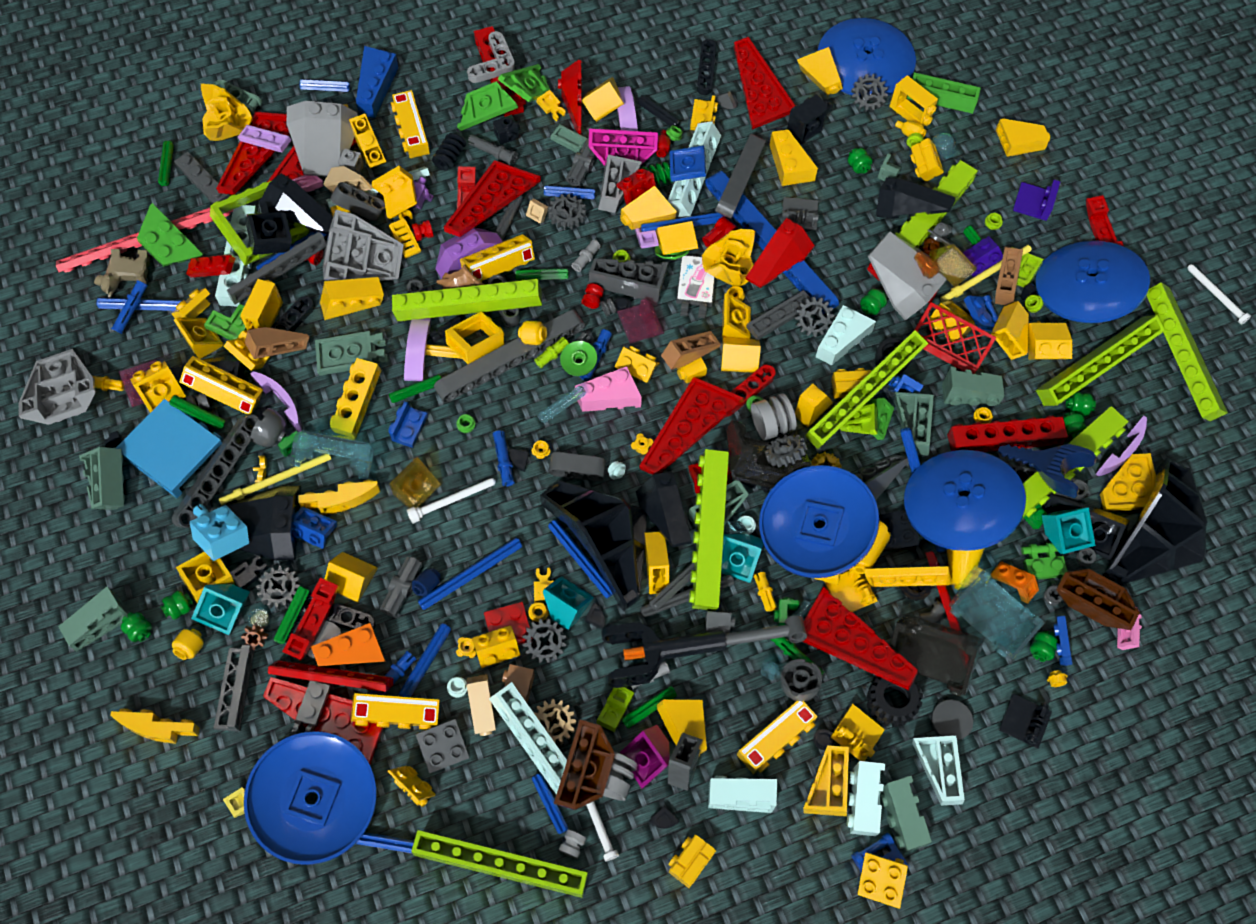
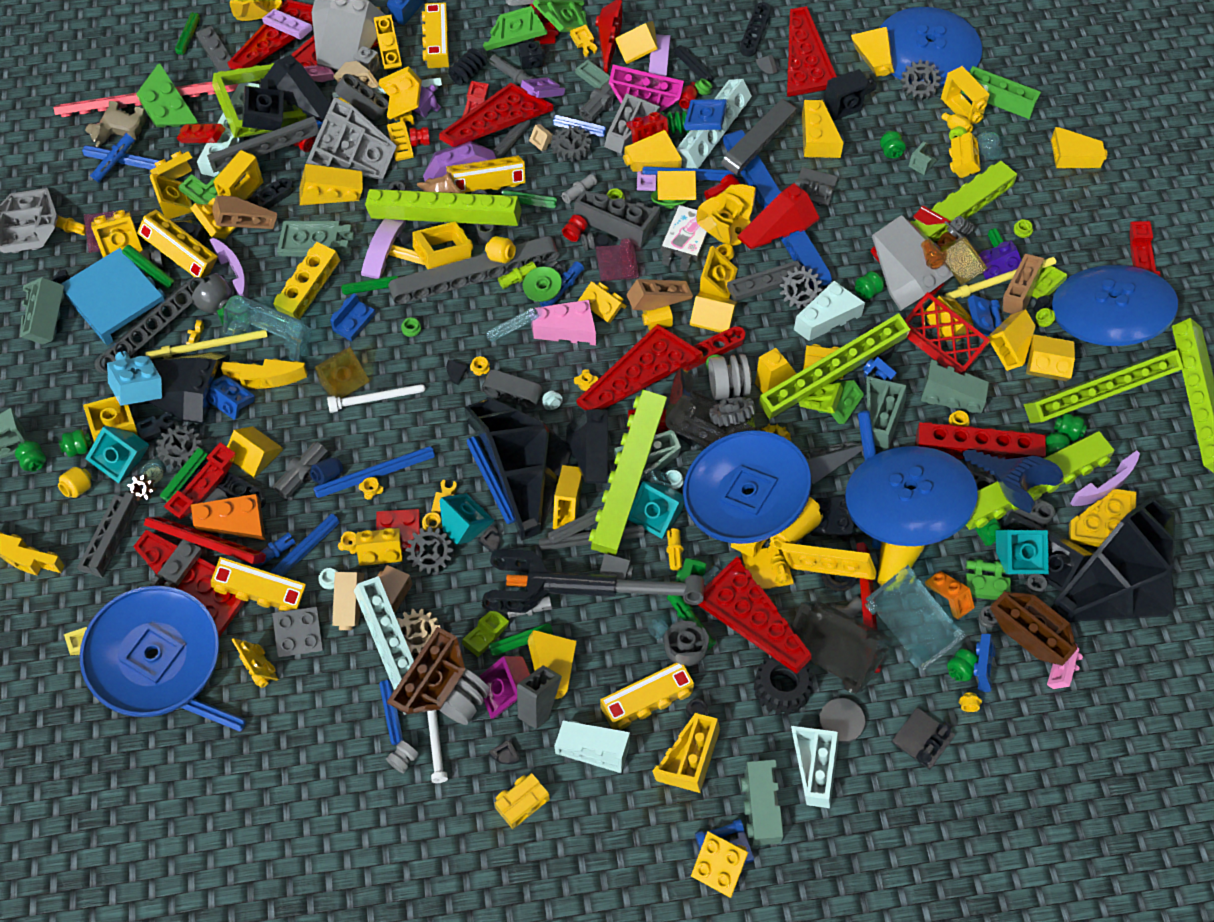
camera: 15 degrees right, 5 degrees down
(471, 584) = (370, 482): none -> yellow plate
(499, 863) = (322, 758): lime brick -> none
(505, 466) = (438, 374): blue pin -> none
(526, 160) = (542, 87): none -> medium lavender plate
(703, 112) = (741, 70): yellow bracket -> none
(858, 733) = (734, 711): yellow hinge -> none
(865, 798) = (723, 777): light aqua wedge -> none
(905, 197) = (932, 187): black wedge -> none
(911, 227) = (929, 217): none -> red sticker
(1036, 200) = (1075, 215): dark purple bracket -> none

